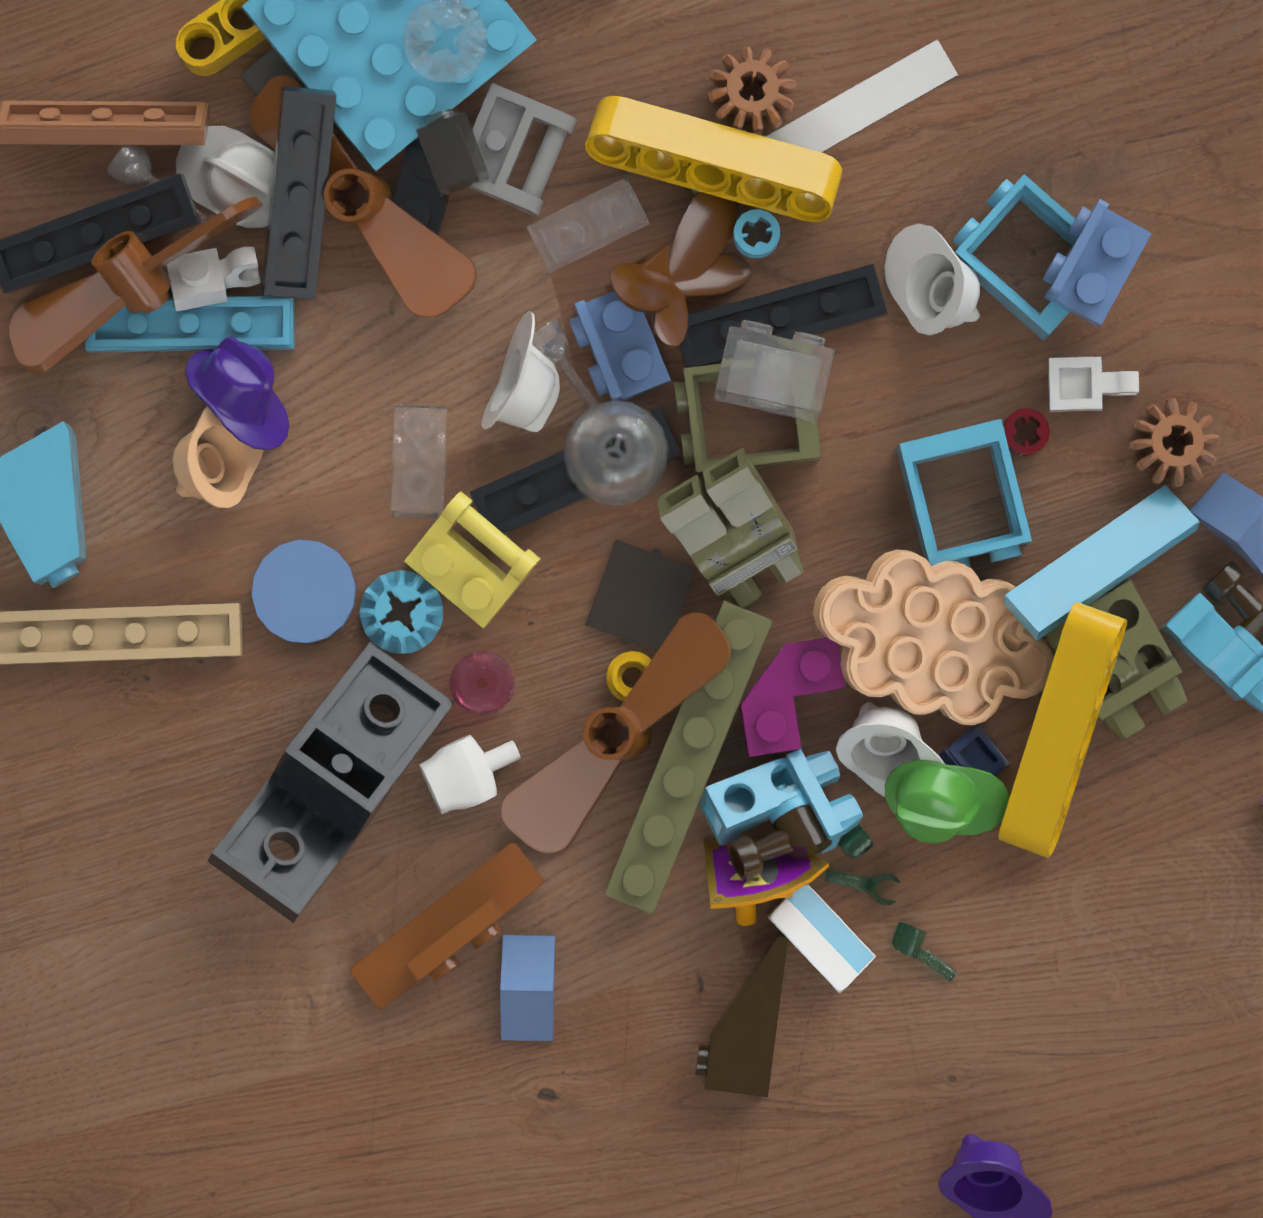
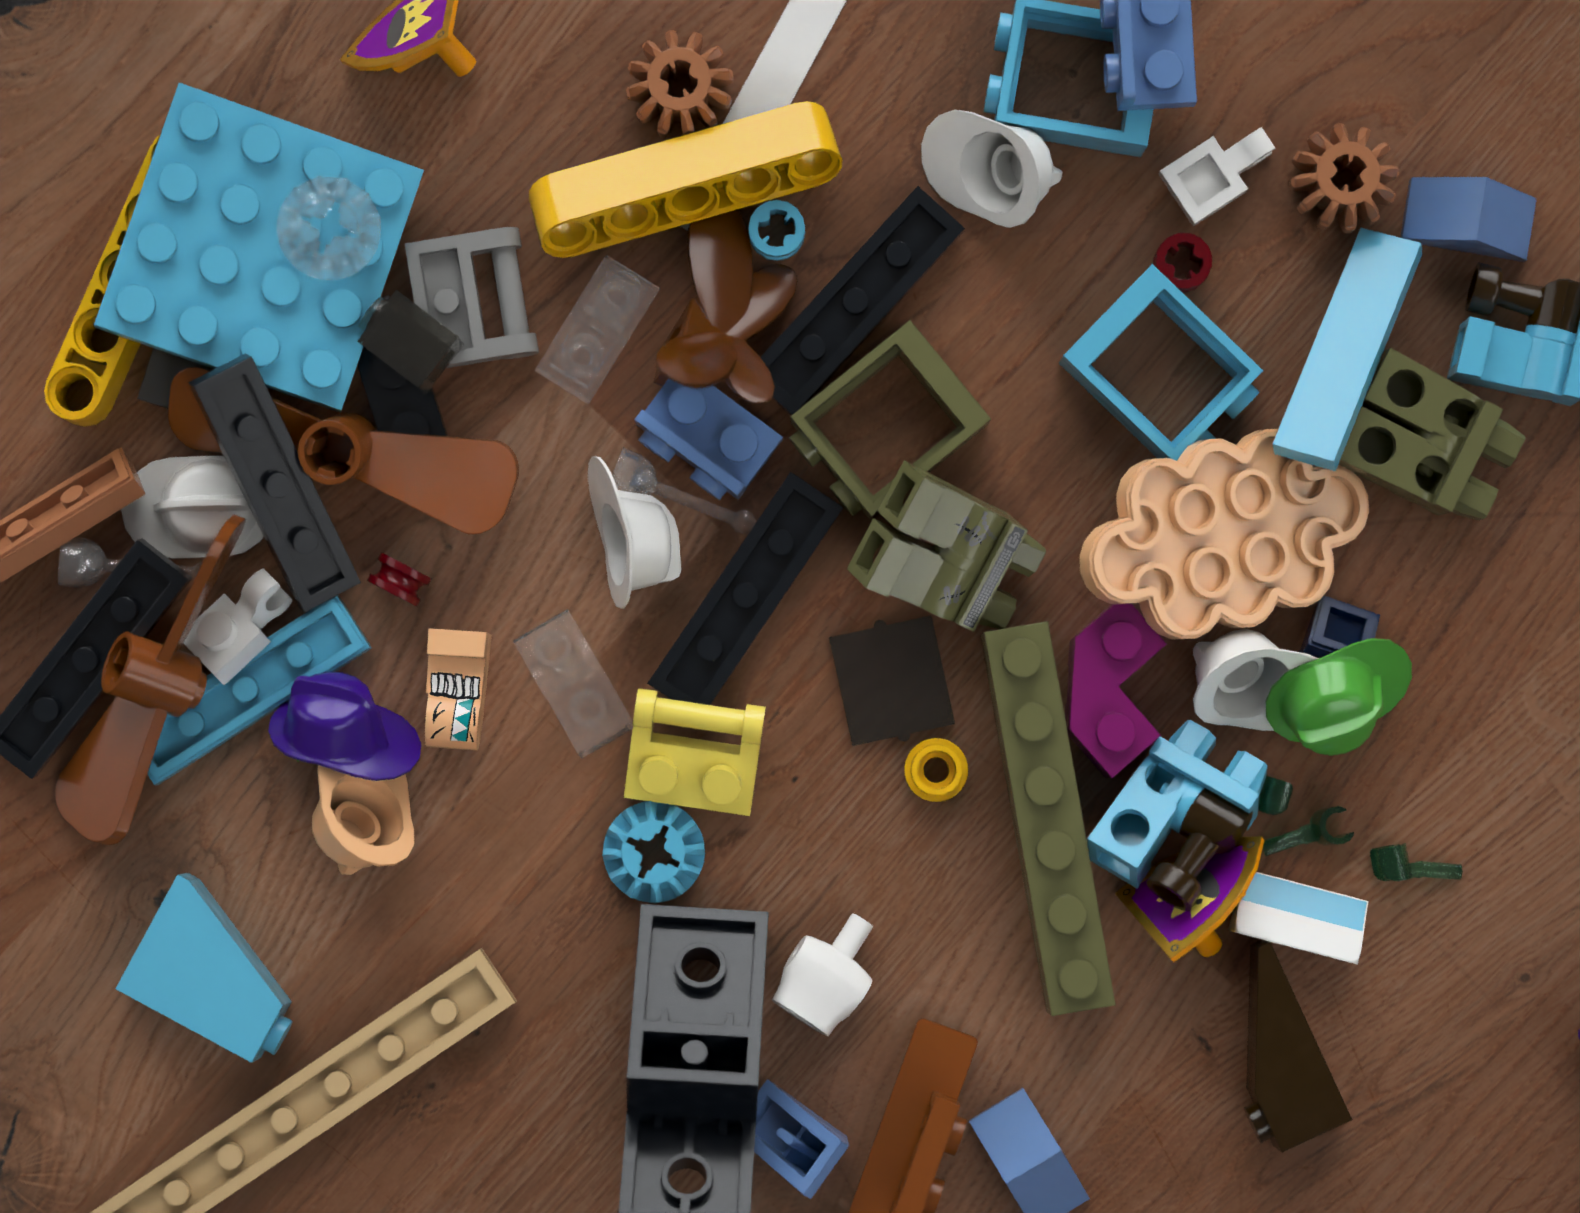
camera: 30 degrees left, 0 degrees up
(304, 591) = (539, 894): medium blue tile -> none
(335, 413) = (456, 688): none -> light nougat leg
(343, 313) = (399, 579): none -> dark red bush
(374, 870) = (795, 1139): none -> medium blue slope
(499, 685) = (783, 852): clear pink plate -> none
(560, 797) = (940, 941): dark orange piece -> none
(622, 478) = (780, 580): clear cylinder -> none
(774, 371) = (891, 360): clear brick -> none
(1062, 729) = (1418, 546): yellow beam -> none

